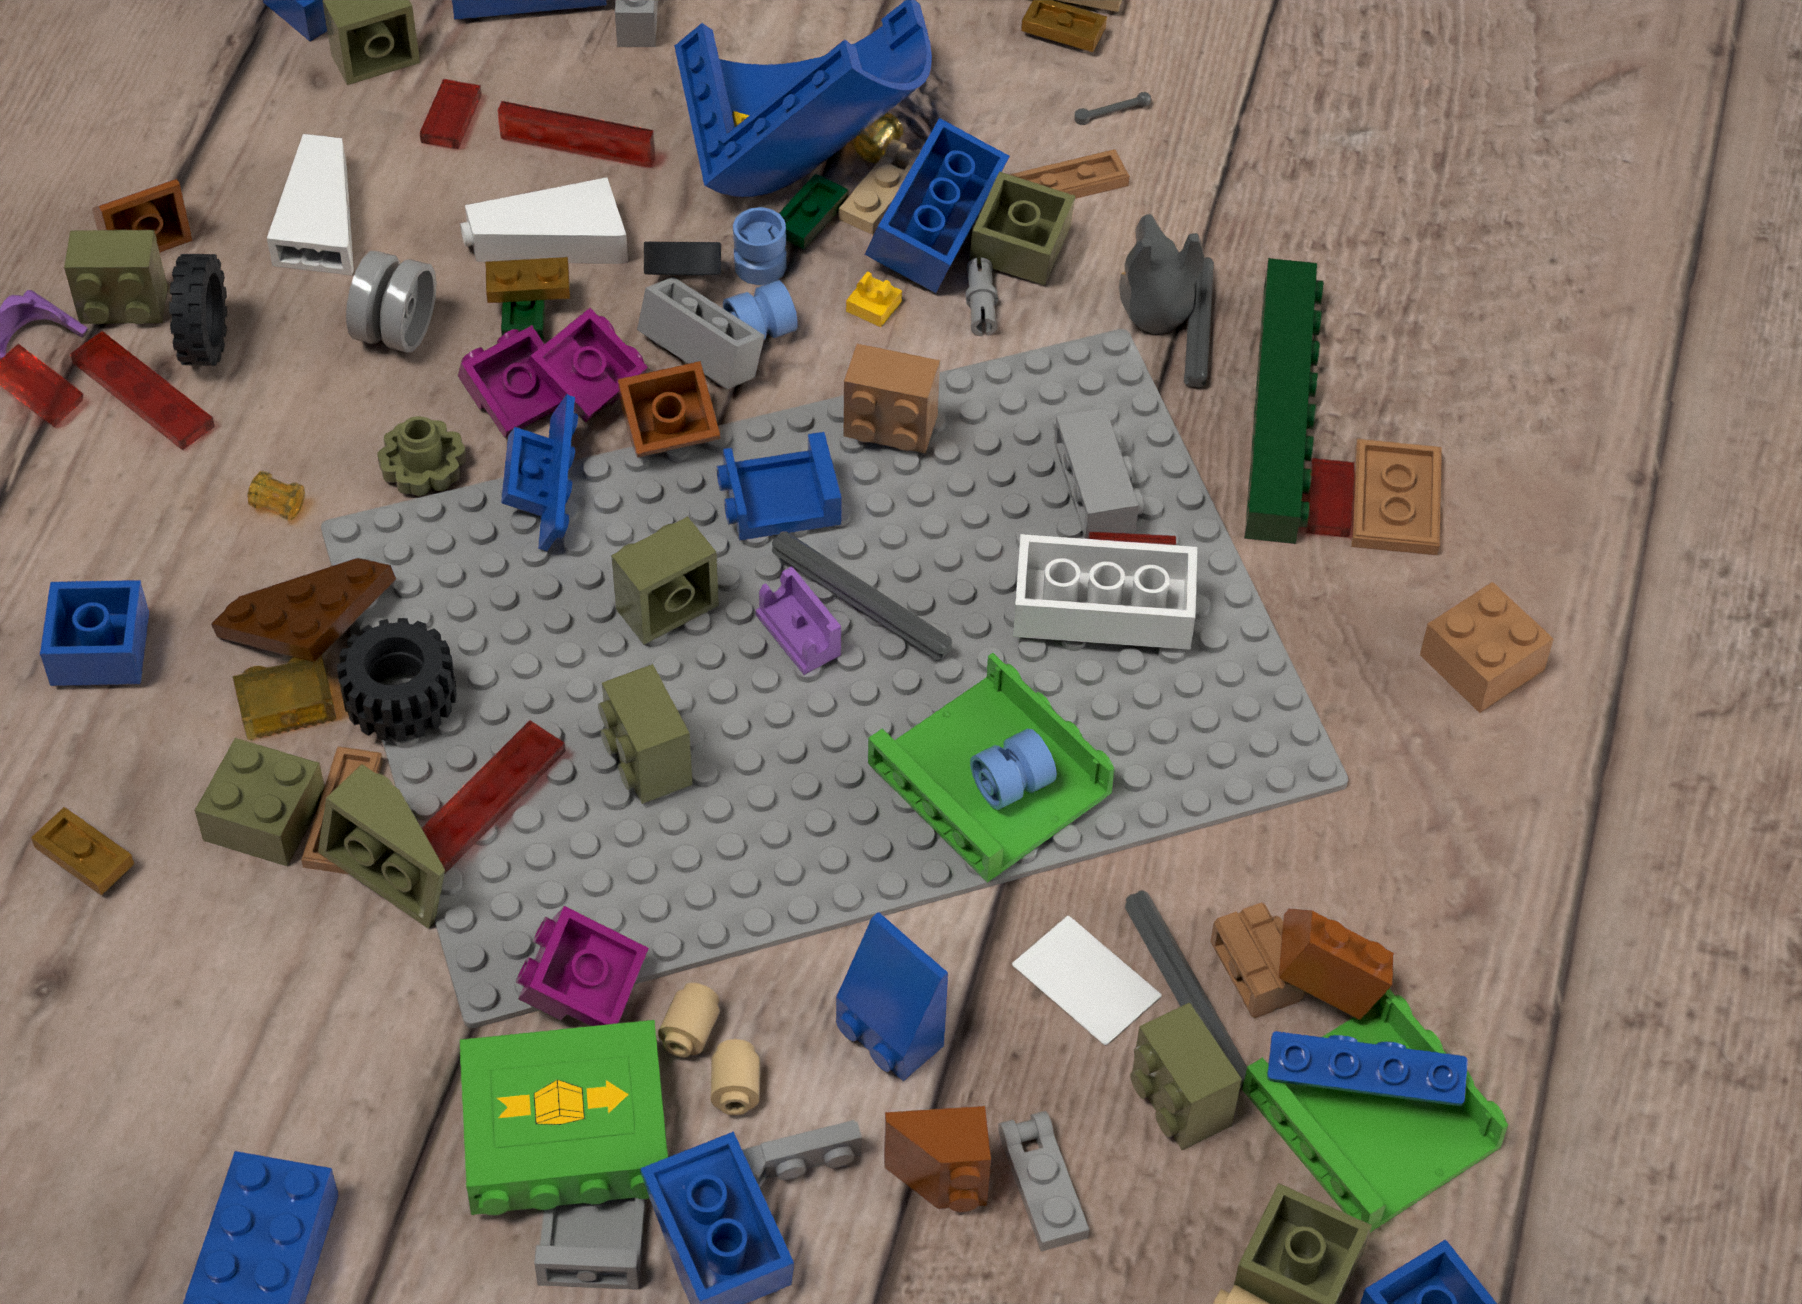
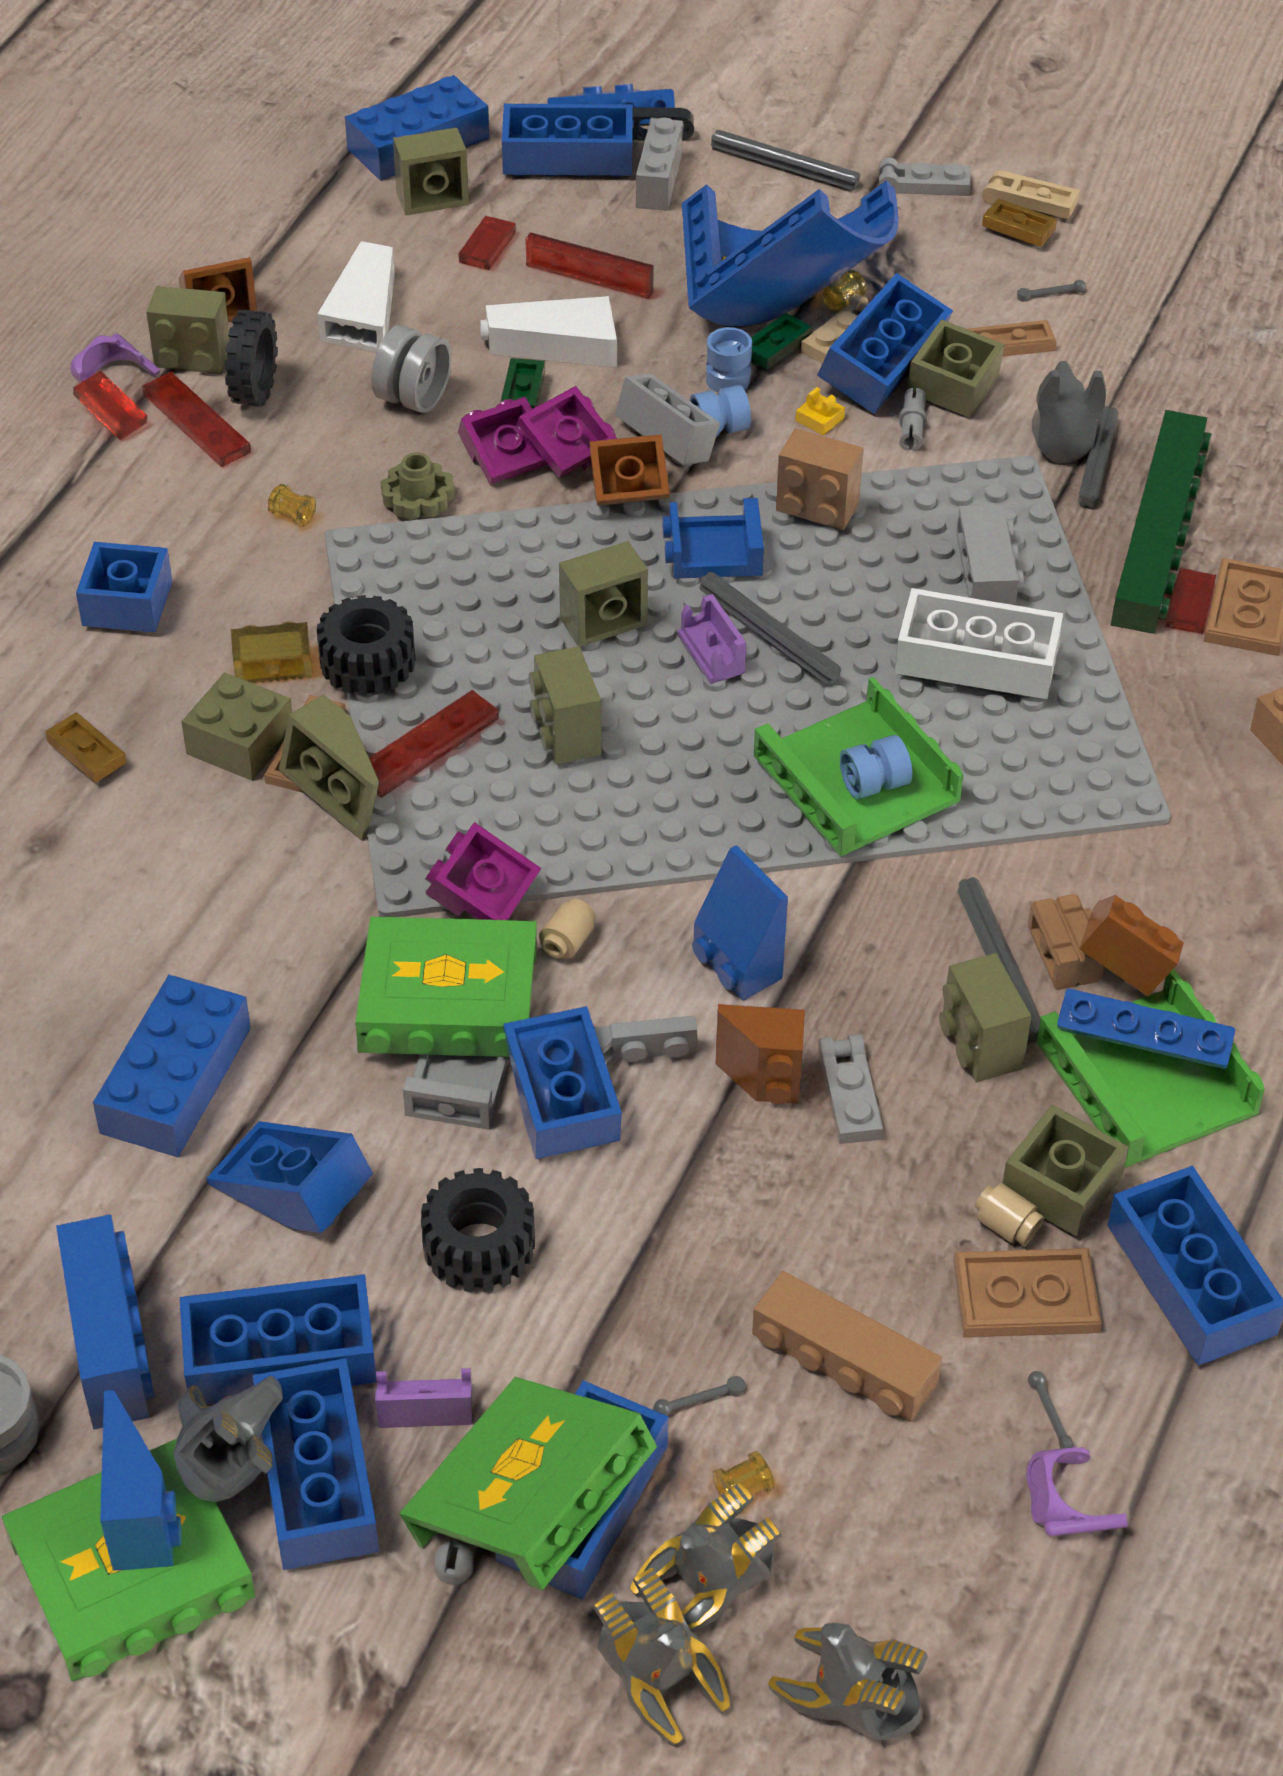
camera: 10 degrees right, 5 degrees down
(307, 611) = (300, 590): reddish brown plate -> none
(527, 280) = (528, 366): pearl gold plate -> none
(538, 472) = (511, 507): blue bracket -> none
(682, 258) = (661, 360): black tyre -> none
(735, 1077) = (598, 976): tan brick -> none
(1086, 980) = (912, 942): white sticker -> none

